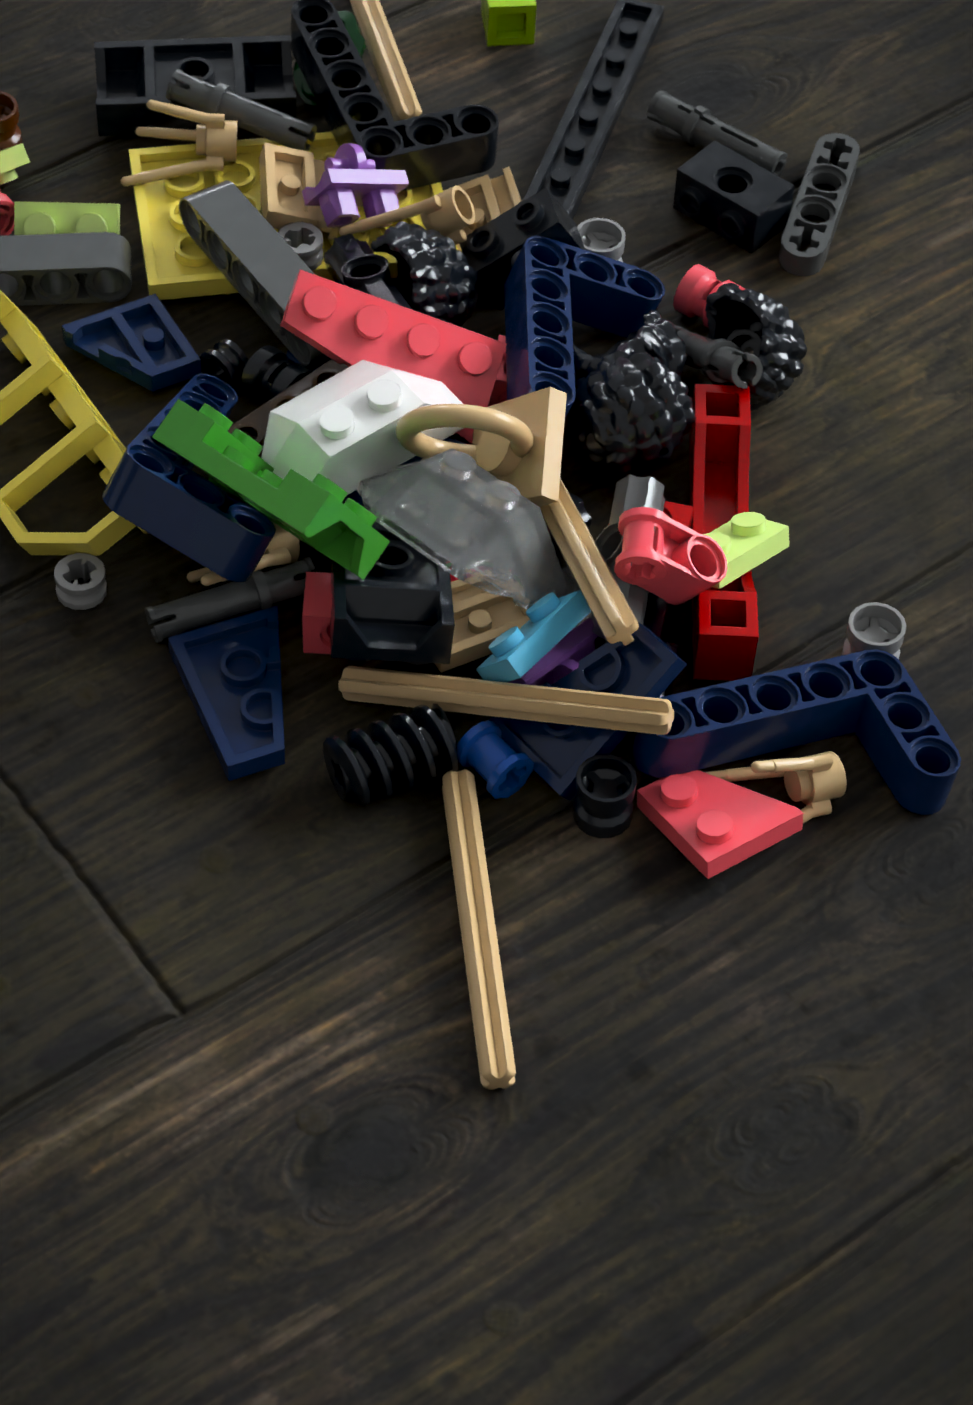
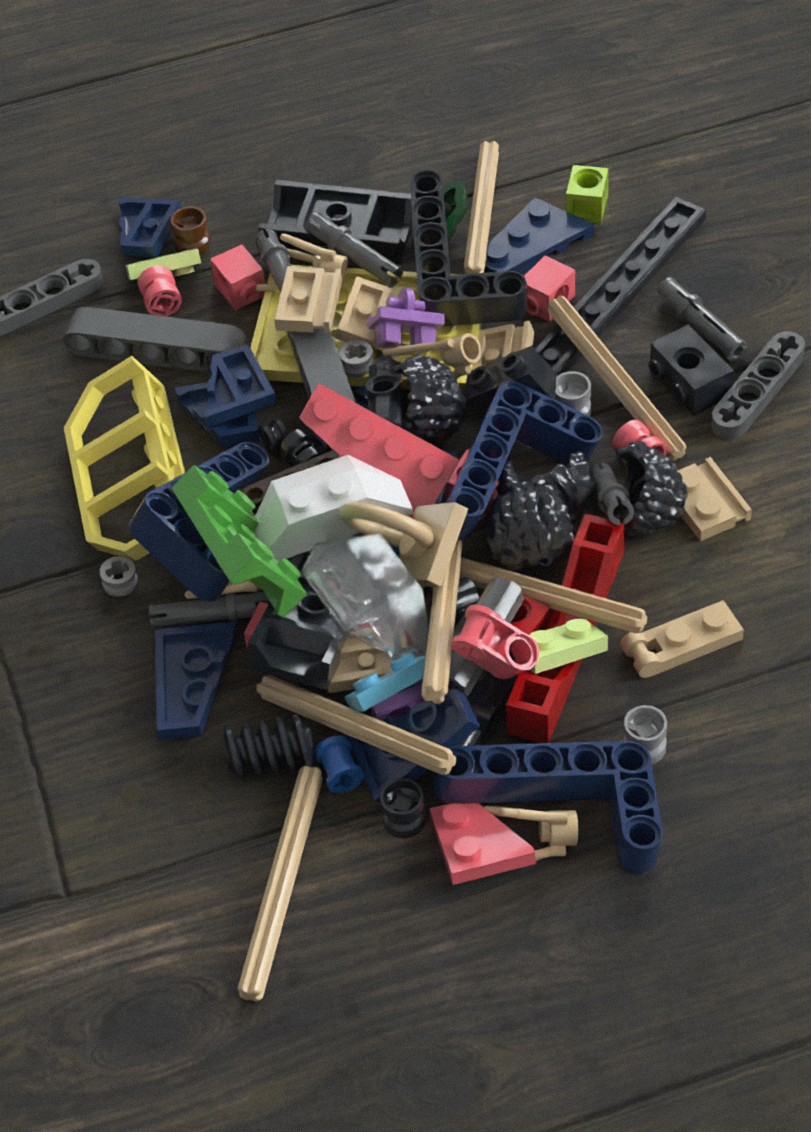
camera: 25 degrees right, 0 degrees up
(65, 217) = (209, 309): yellowish green plate -> none
(86, 170) = (237, 276): none -> coral brick
(139, 142) = (273, 256): none -> dark grey pin
(154, 306) = (236, 386): none -> dark blue wing
(220, 177) = (308, 299): none -> tan plate
(463, 64) = (532, 235): none -> wing
(518, 124) = (547, 282): none -> coral brick
(631, 210) = (615, 376): none -> tan axle
(712, 493) = (560, 597): none -> tan axle
(833, 351) = (711, 501): none -> tan plate
(862, 520) = (682, 639): none -> tan plate

